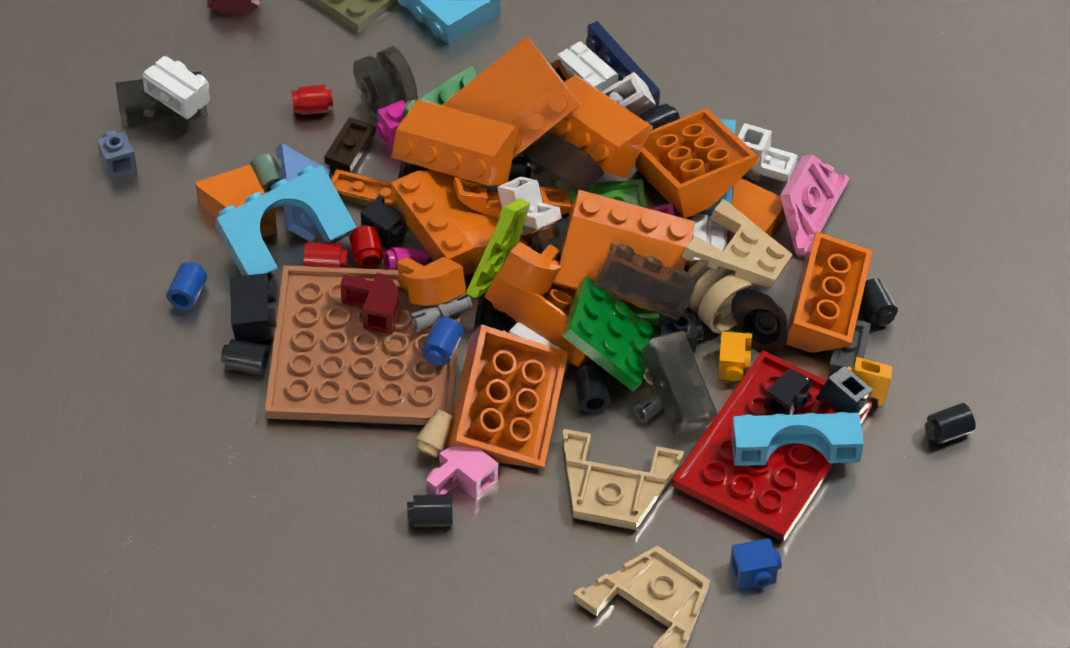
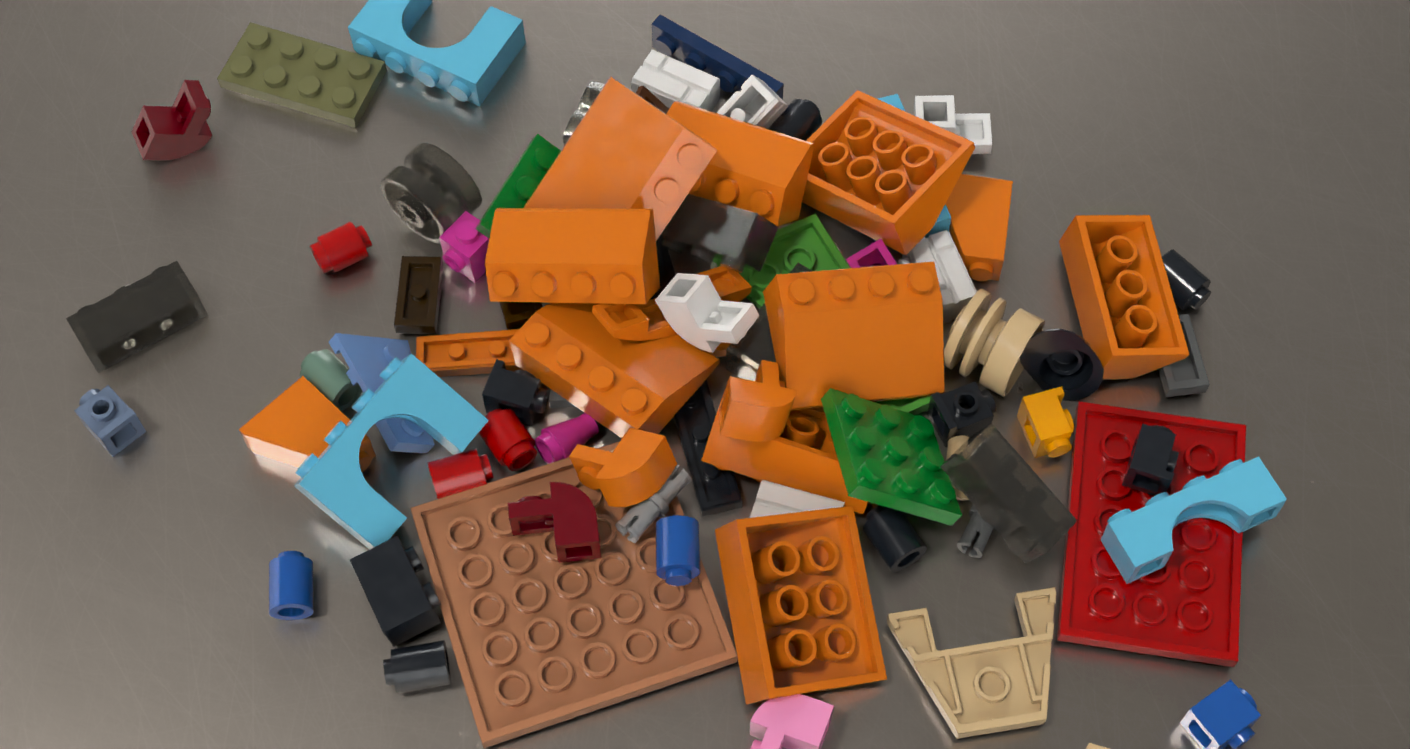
camera: 20 degrees left, 10 degrees up
(176, 87) = (155, 298): white brick -> none
(434, 434) = (725, 689): tan cone -> none
(501, 243) = (700, 383): lime wing -> none
(645, 281) = (908, 369): clear smoke brick -> none
(749, 253) = (1014, 275): tan wing -> none
(810, 199) = (1036, 172): bright pink wing -> none
(845, 392) = (1219, 429): black brick -> none
(875, 376) = (1231, 395): light orange brick -> none
(950, 423) = (1351, 417): black brick -> none

